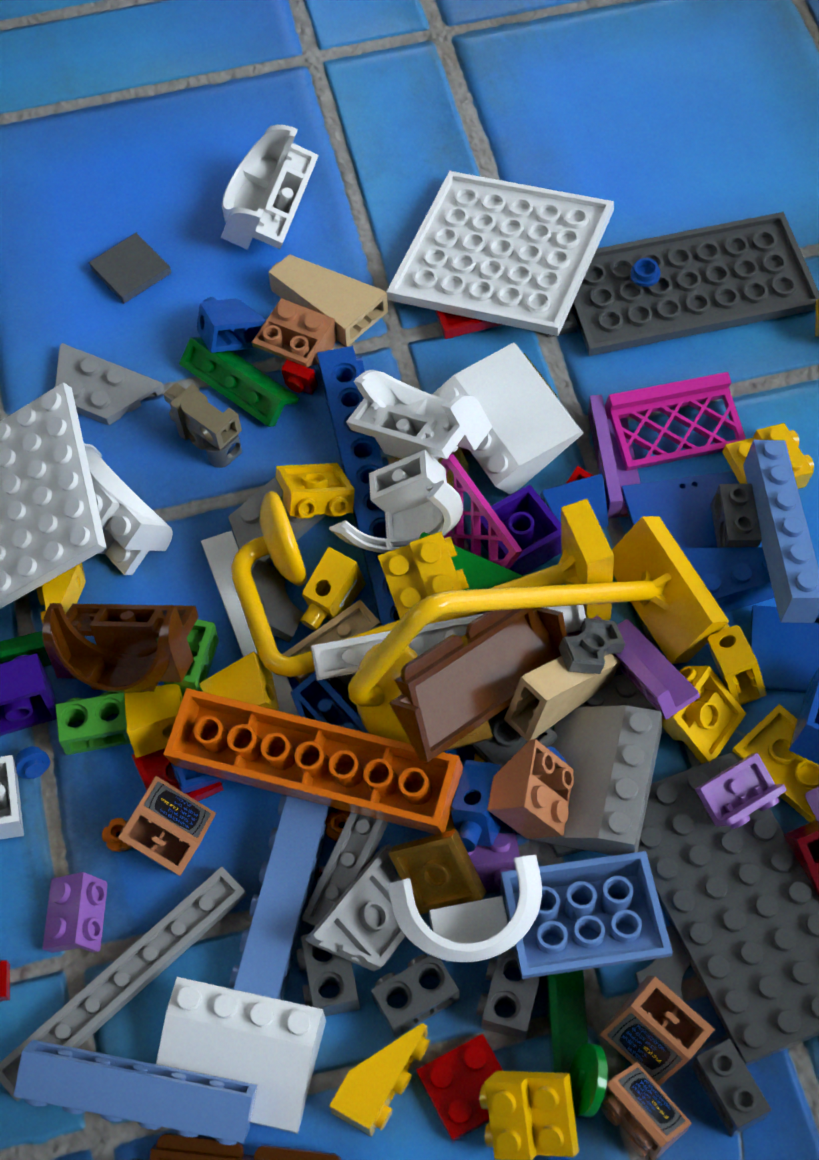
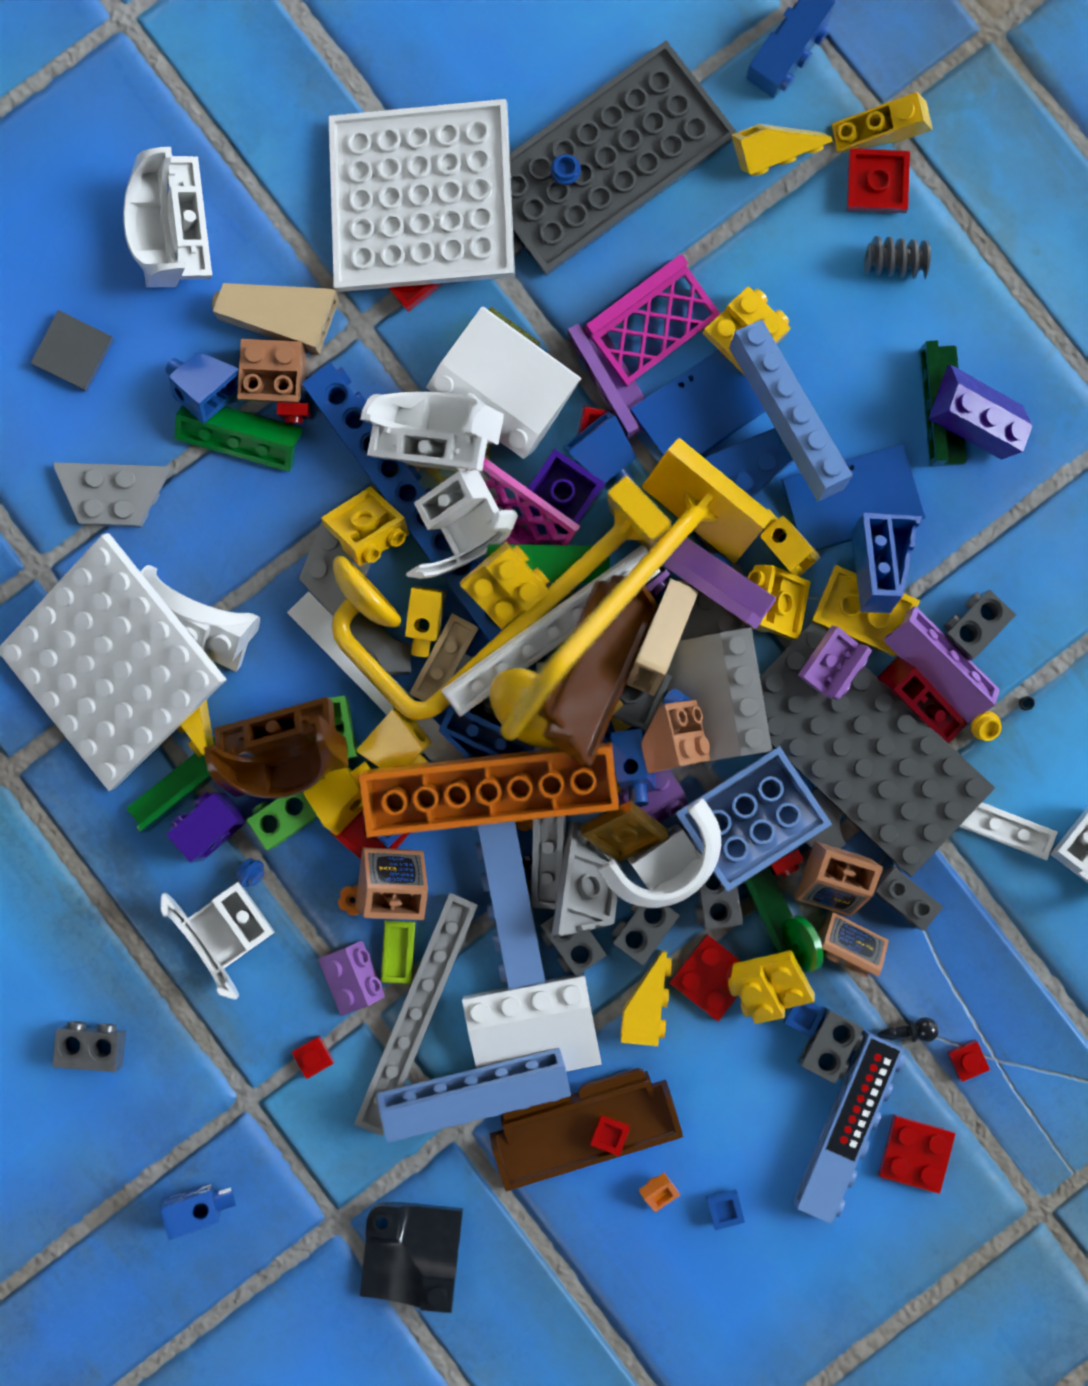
camera: 25 degrees left, 25 degrees up
(137, 908) = (398, 951): none -> lime tile
(205, 424) = (221, 494): dark tan hips -> none
(587, 651) = (672, 603): dark grey tile -> none
(605, 989) = (787, 864): none -> red plate
(735, 516) = (742, 407): dark grey brick -> none

